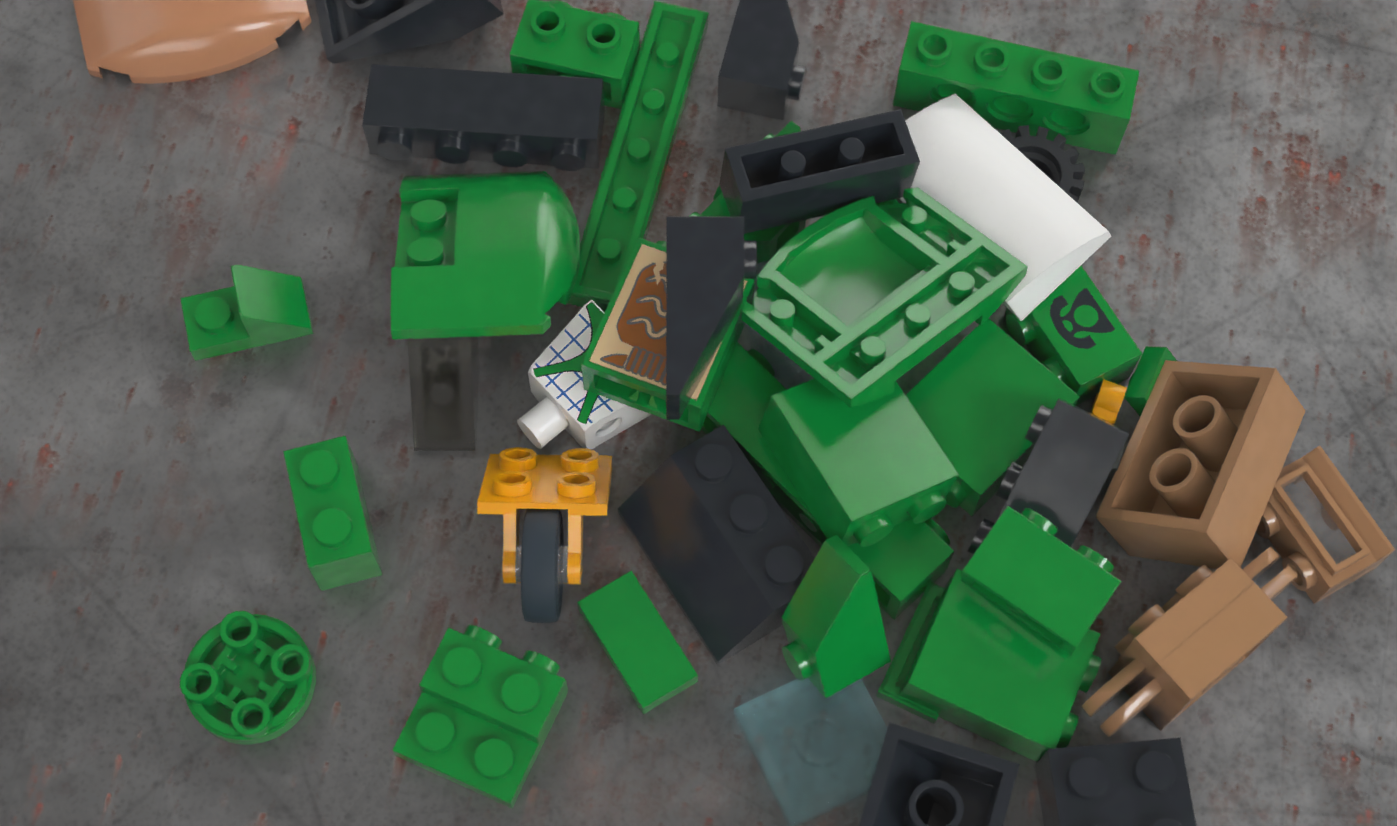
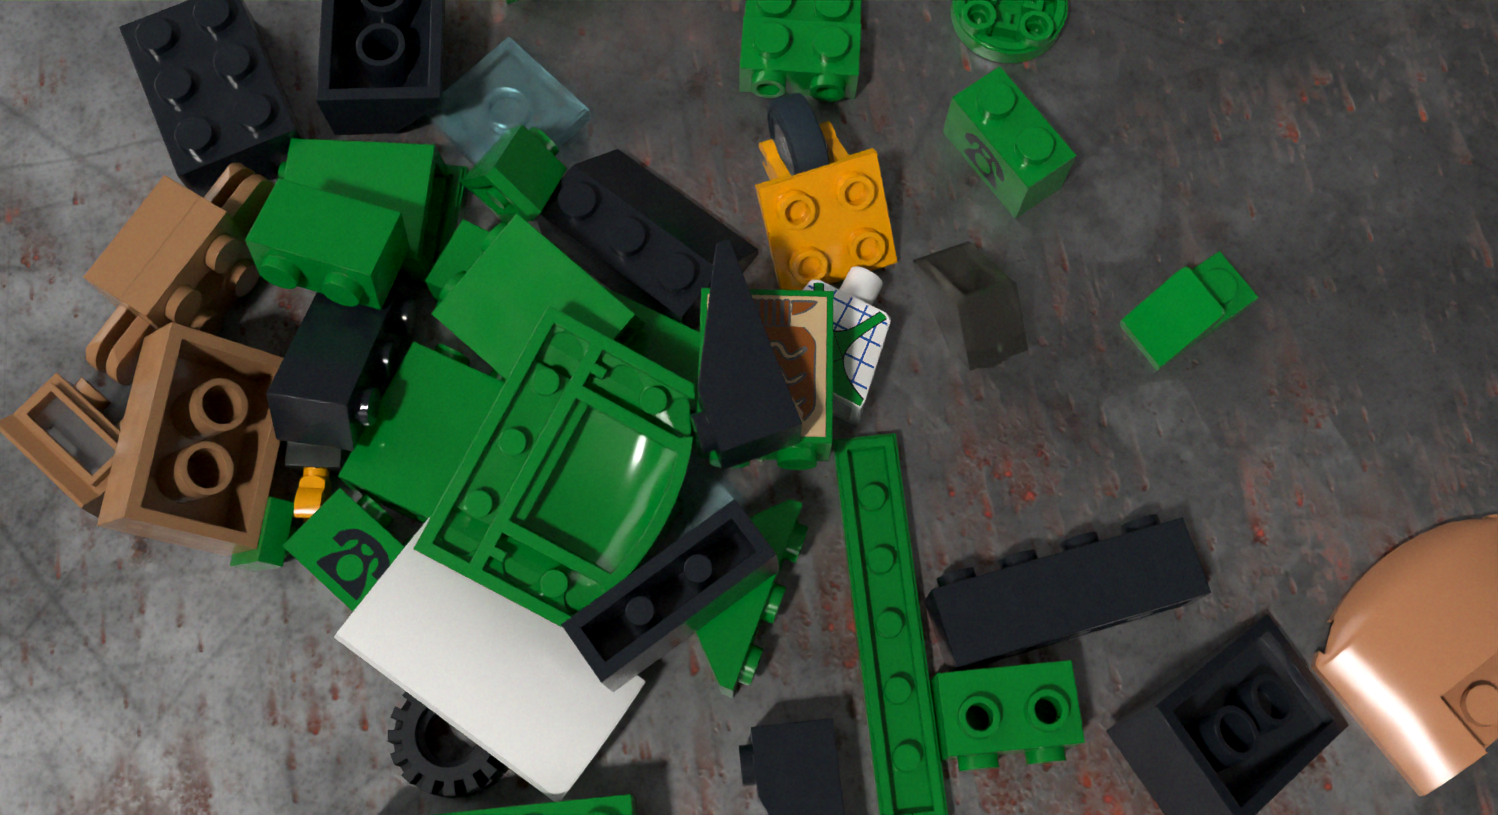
camera: 160 degrees right, 5 degrees up
(482, 255) = (992, 424): green slope -> none
(637, 642) = (694, 142): green tile -> none

